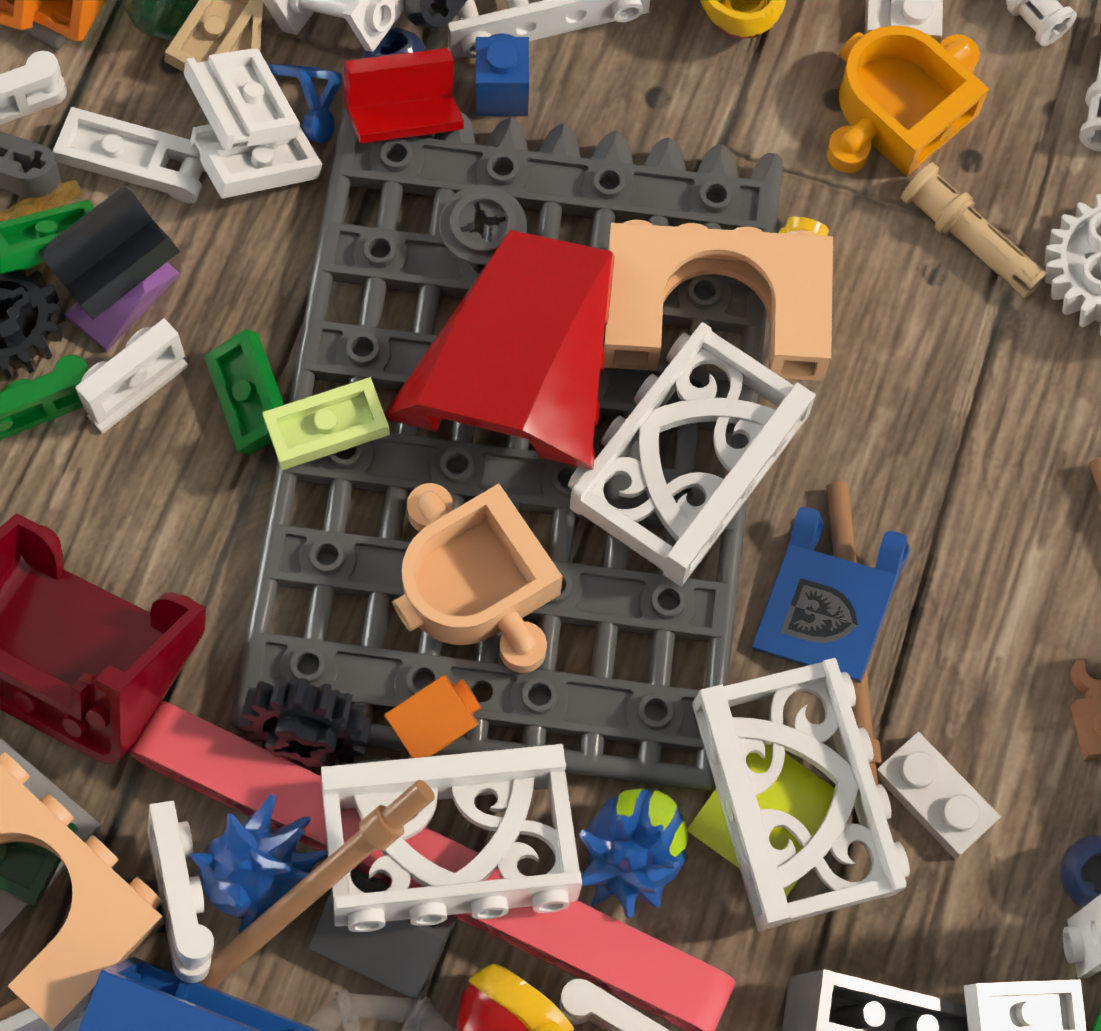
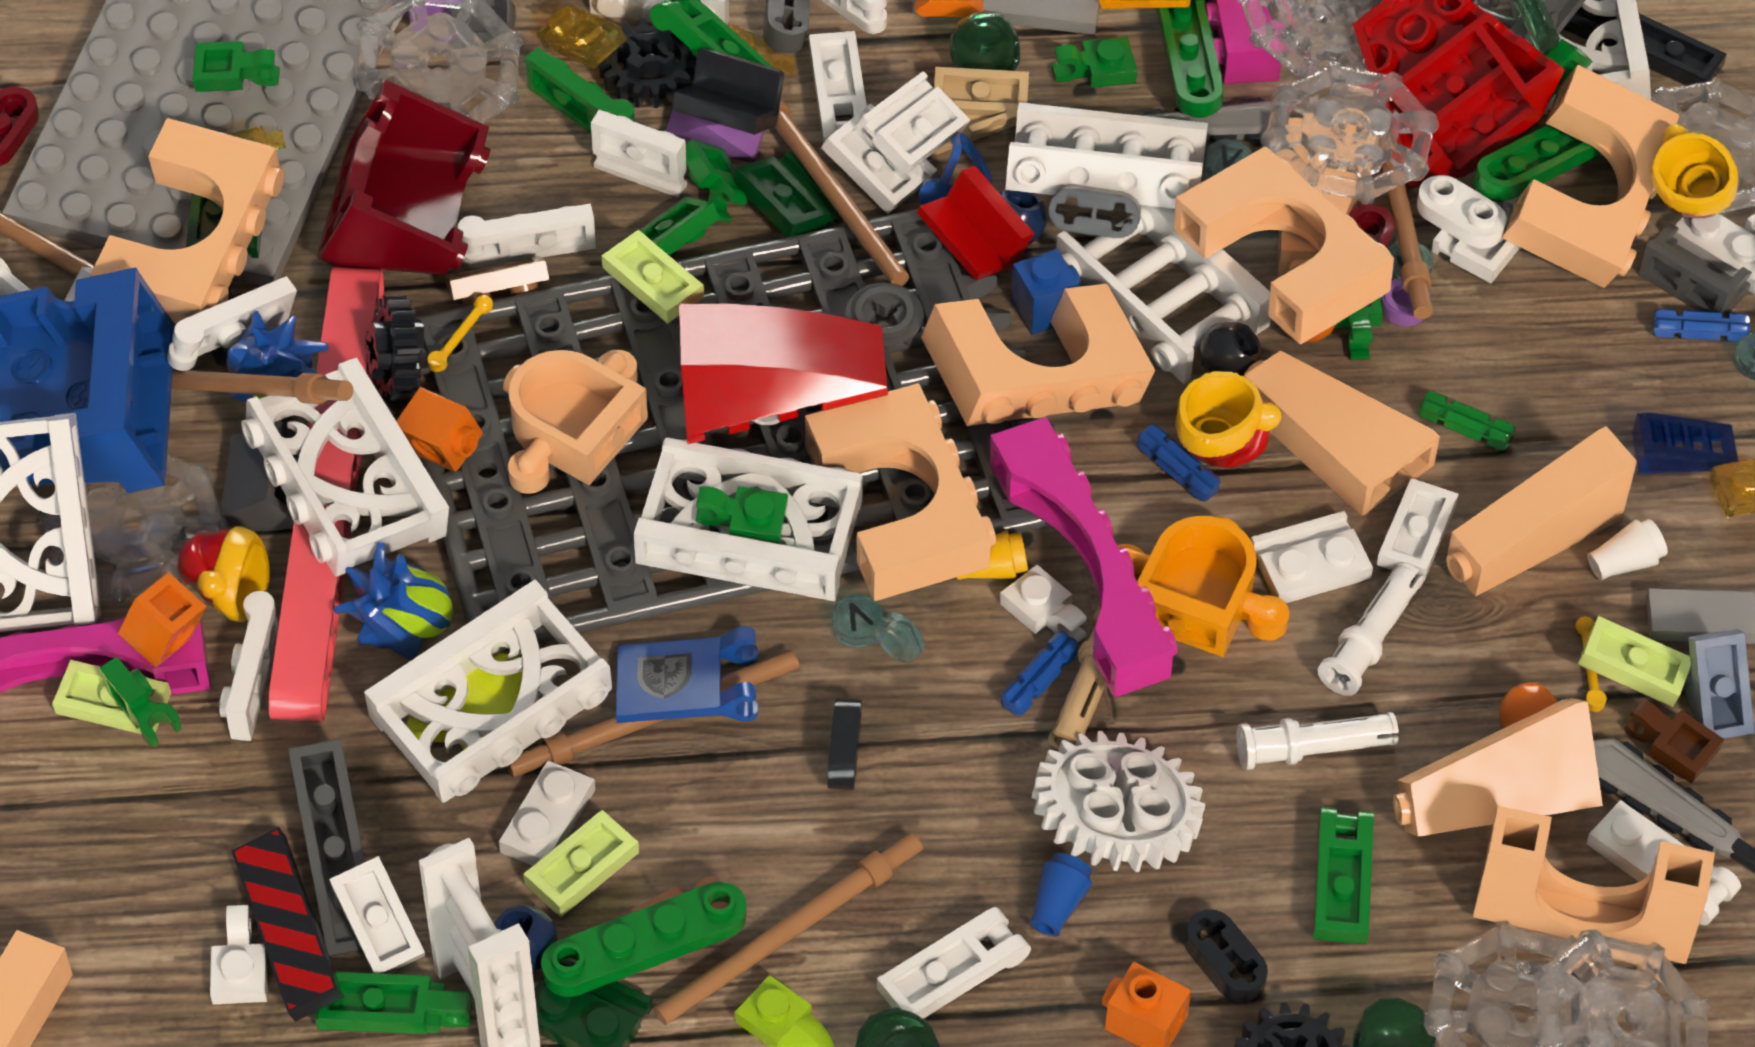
camera: 70 degrees right, 15 degrees down
(179, 535) = (527, 235): none -> white plate
(195, 314) = (714, 172): none -> green plate
(225, 582) = (518, 276): none -> plate
(254, 256) = (786, 195): none -> dark green plate
(270, 611) = (438, 359): none -> yellow hinge
(302, 208) = (839, 198): none -> medium nougat bar
(608, 162) = (999, 386): none -> light nougat arch
(704, 446) = (750, 515): none -> green plate
(749, 53) = (1178, 462): none -> blue axle
(826, 411) = (855, 621): none -> clear light blue tile
(862, 378) = (899, 637): none -> clear light blue tile
(865, 240) = (1042, 602): none -> white plate
(945, 274) = (1039, 673): none -> blue axle
(968, 478) = (844, 744): none -> black beam
(974, 170) = (1040, 478): none -> dark pink arch
(1016, 782) = (581, 863): none -> yellowish green plate

